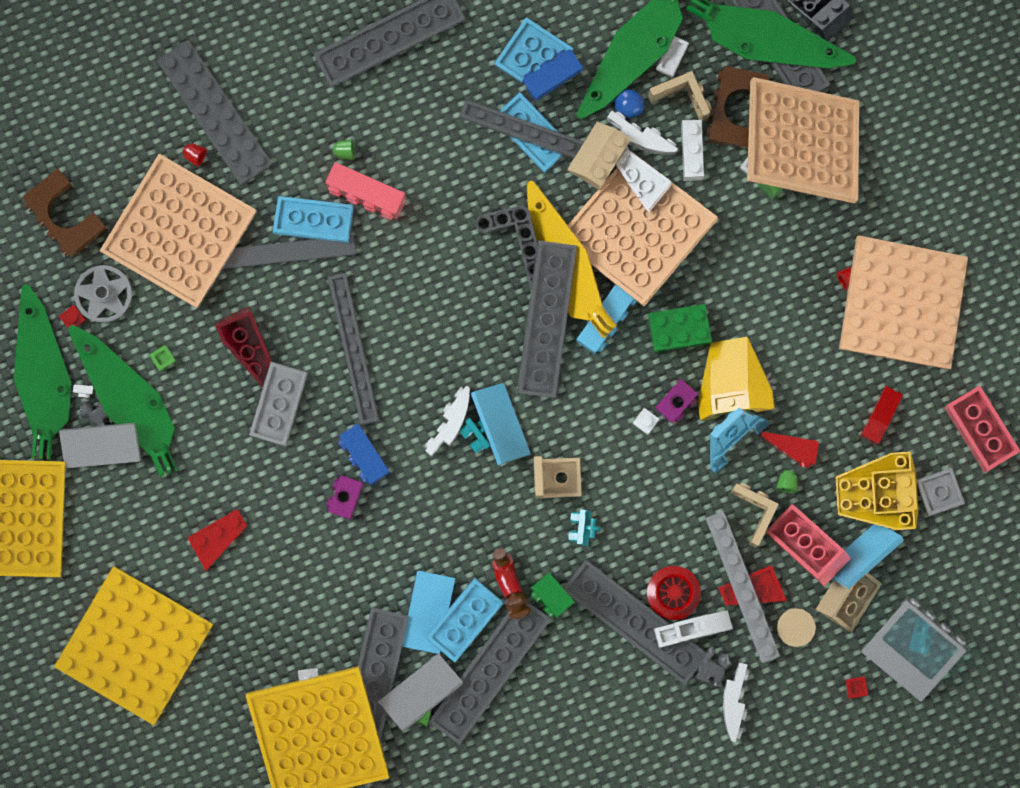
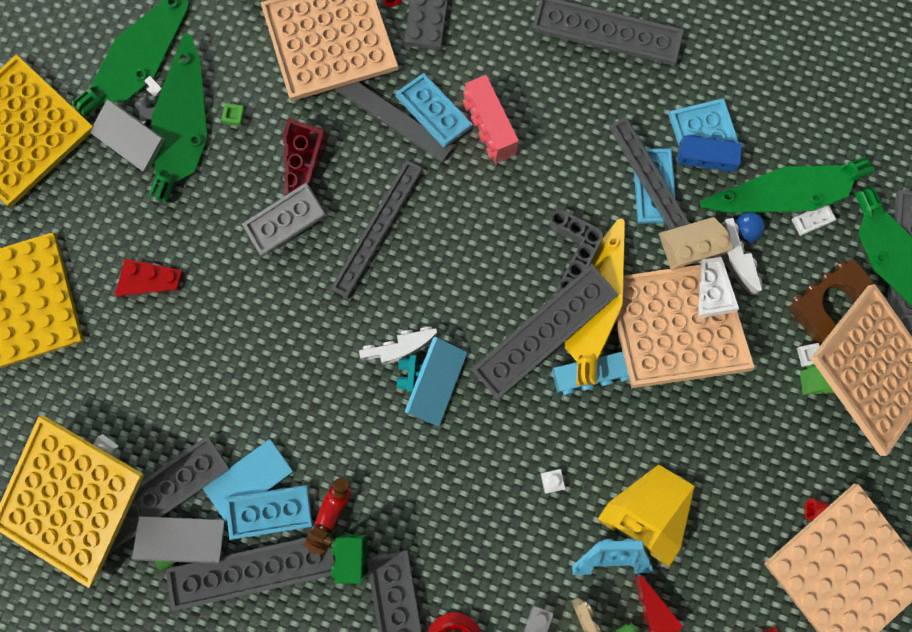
camera: 40 degrees right, 5 degrees down
(72, 317) = (199, 33): red plate -> none
(103, 293) = (235, 35): light grey wheel -> none
(344, 509) = (278, 333): magenta brick -> none
(345, 150) = (502, 81): bright green hat -> none
(363, 455) = (310, 313): blue brick -> none
(545, 477) = (433, 454): tan bracket -> none
(586, 527) = (430, 525): teal hips -> none
(666, 407) = (603, 485): magenta brick -> none
(679, 328) = (643, 431): green brick -> none
(692, 150) = (771, 301): white brick -> none
(694, 90) = (809, 244): tan bracket -> none

